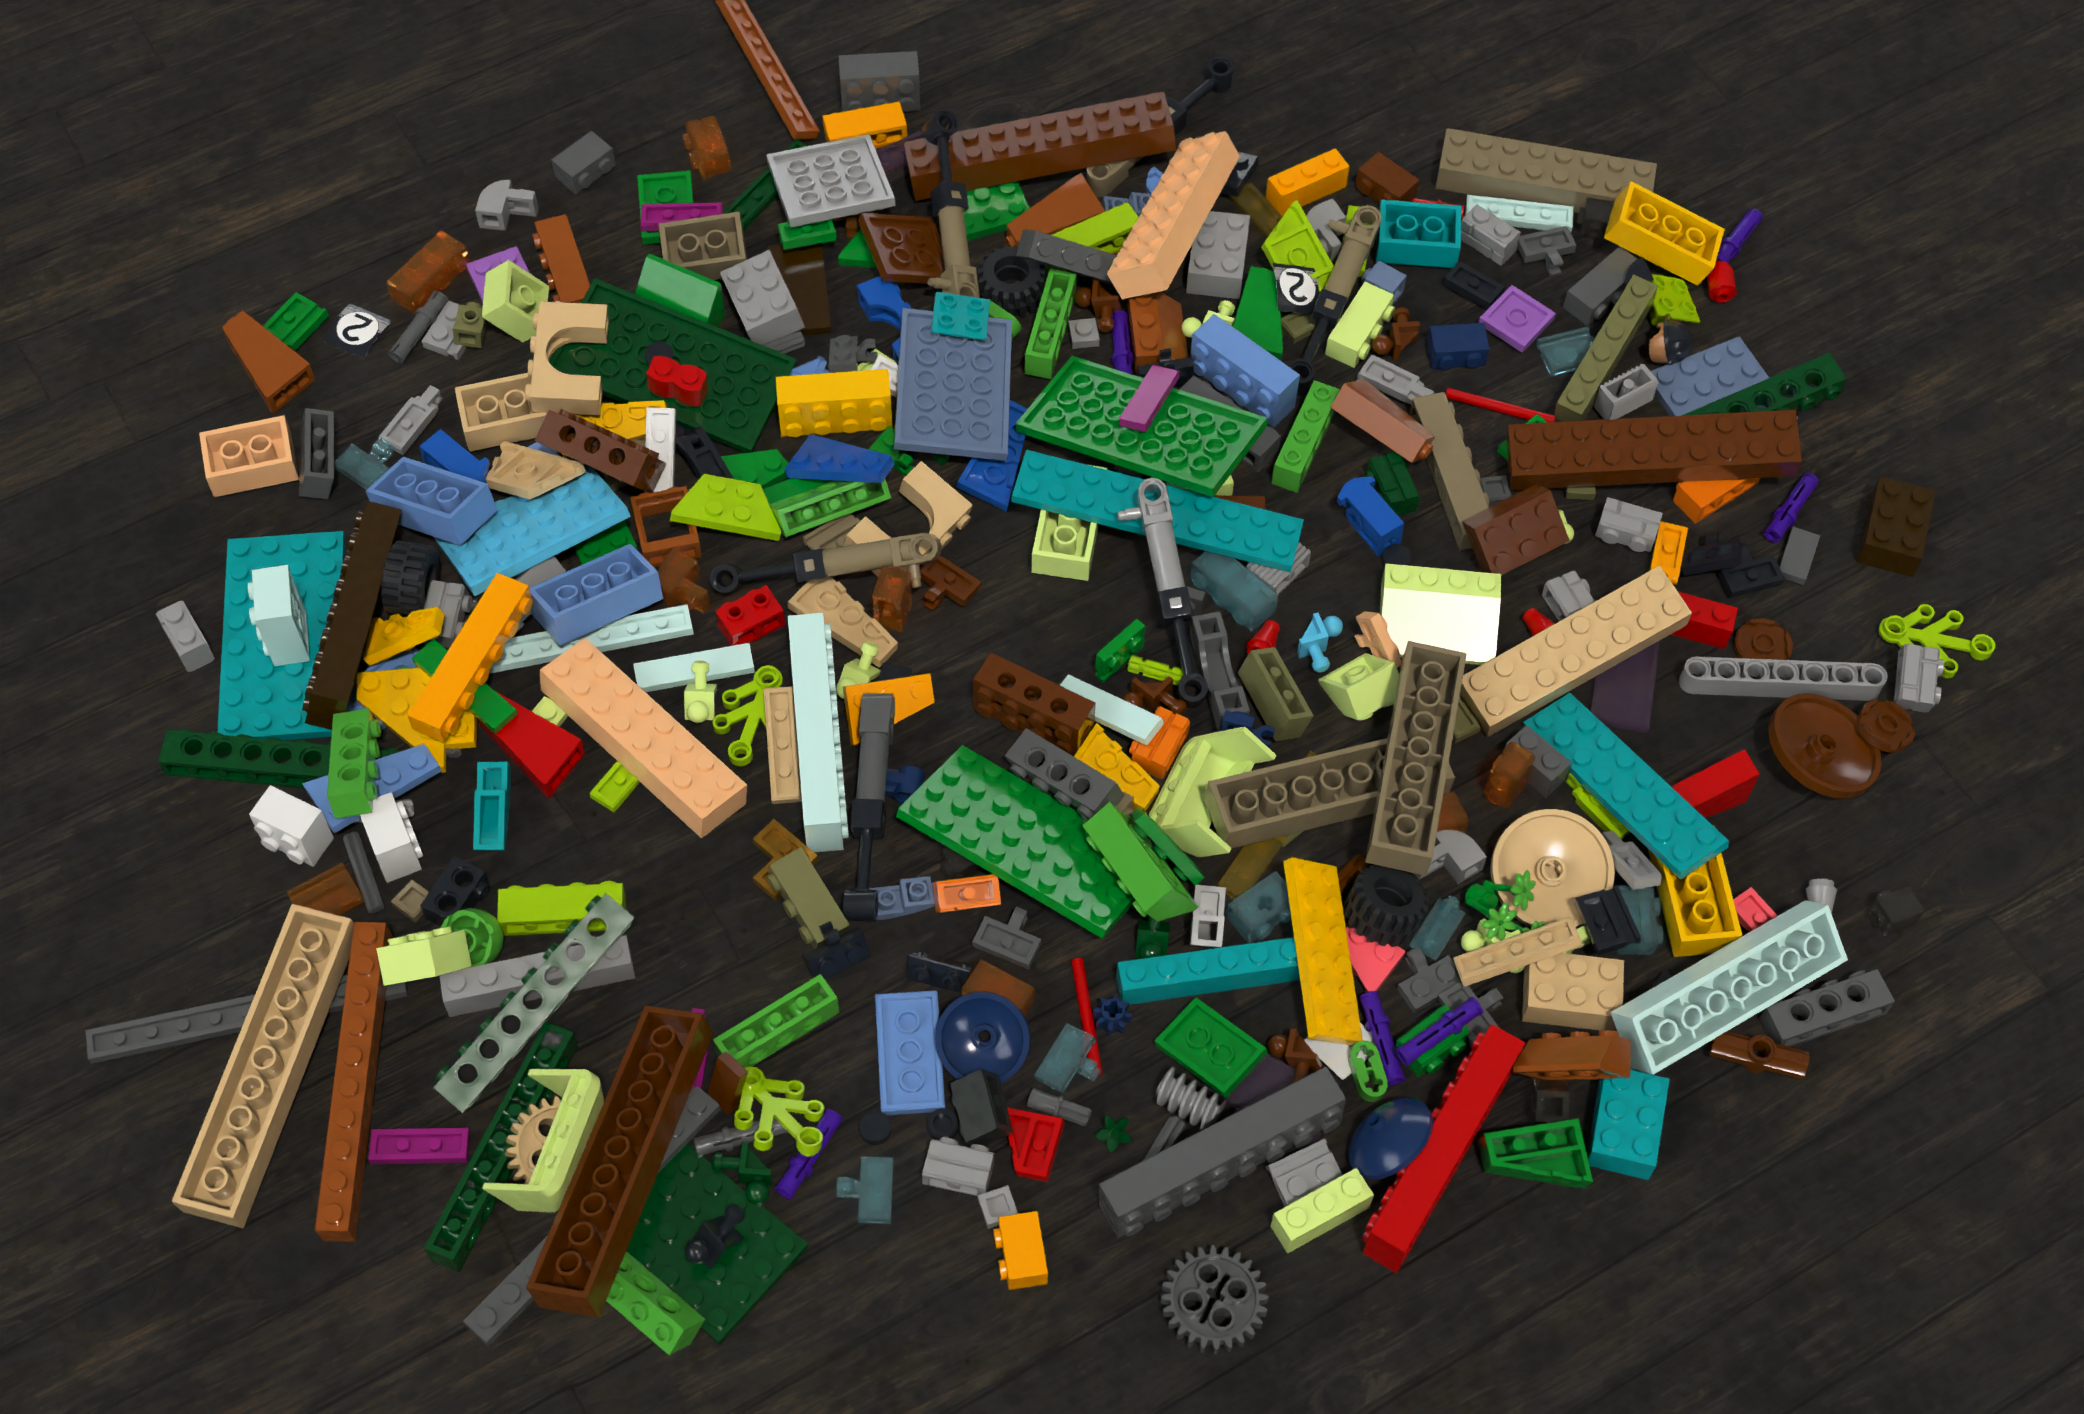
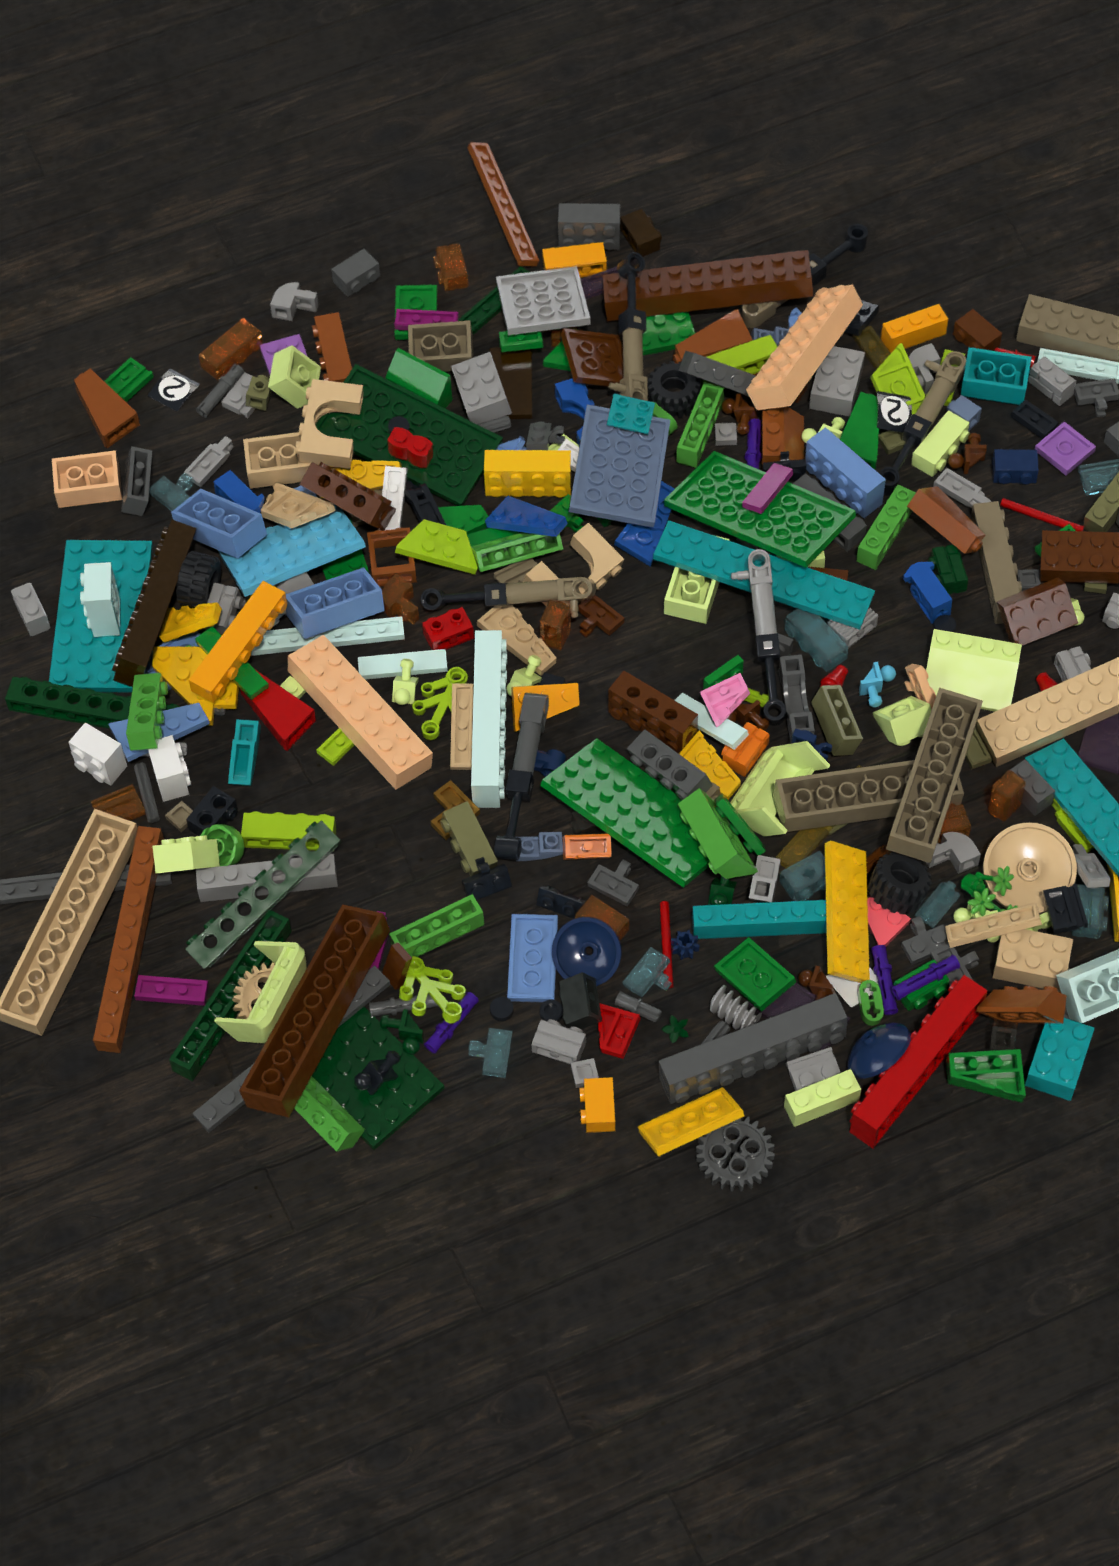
camera: 10 degrees right, 0 degrees up
(945, 86) = (640, 232): none -> dark brown brick
(1127, 677) = (725, 697): none -> bright pink wing
(1149, 1262) = (690, 1121): none -> yellow tile

